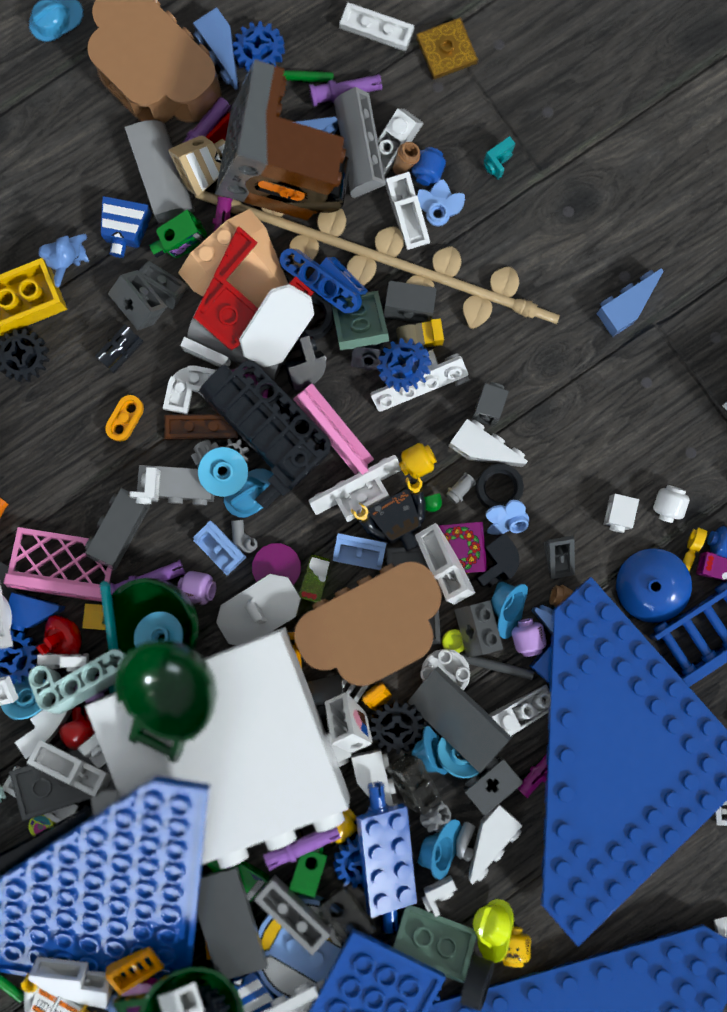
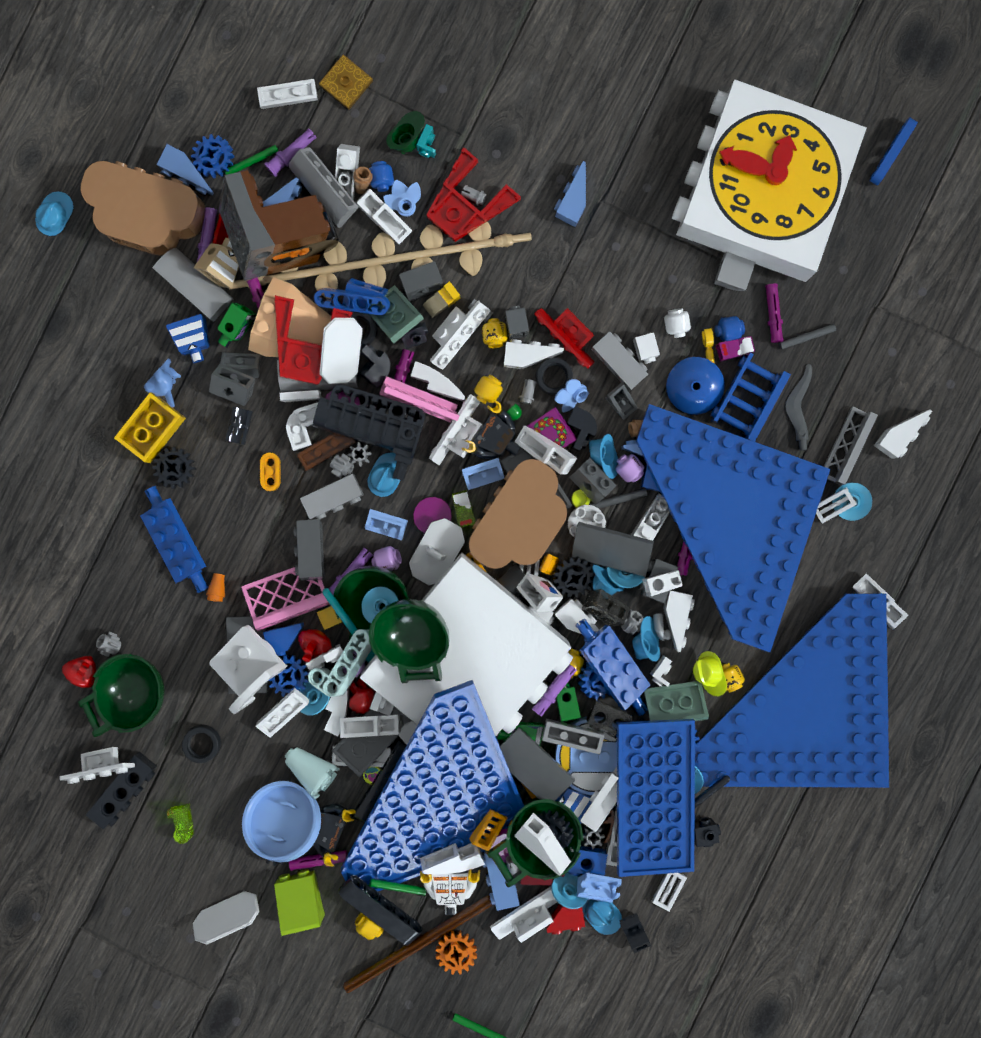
camera: 30 degrees left, 5 degrees up
(151, 484) = (315, 506): white bracket -> none
(224, 484) = (366, 478): medium azure dish -> none
(241, 539) = (398, 510): light grey arm -> none
(338, 383) = (403, 366): none -> magenta pin
(364, 420) = (437, 382): none -> white slope
(394, 358) = (447, 321): blue gear -> none
(458, 403) = (494, 333): none -> yellow head
(477, 983) = (717, 713): black tyre -> none
(481, 135) = (405, 134): none -> dark green piece
(488, 250) = (456, 214): none -> red wing
(495, 791) = (662, 583): none -> white leg
(520, 242) = (475, 195): none -> light grey pin
(544, 448) = (570, 332): none -> red bracket
(583, 510) = (620, 360): none -> light grey brick

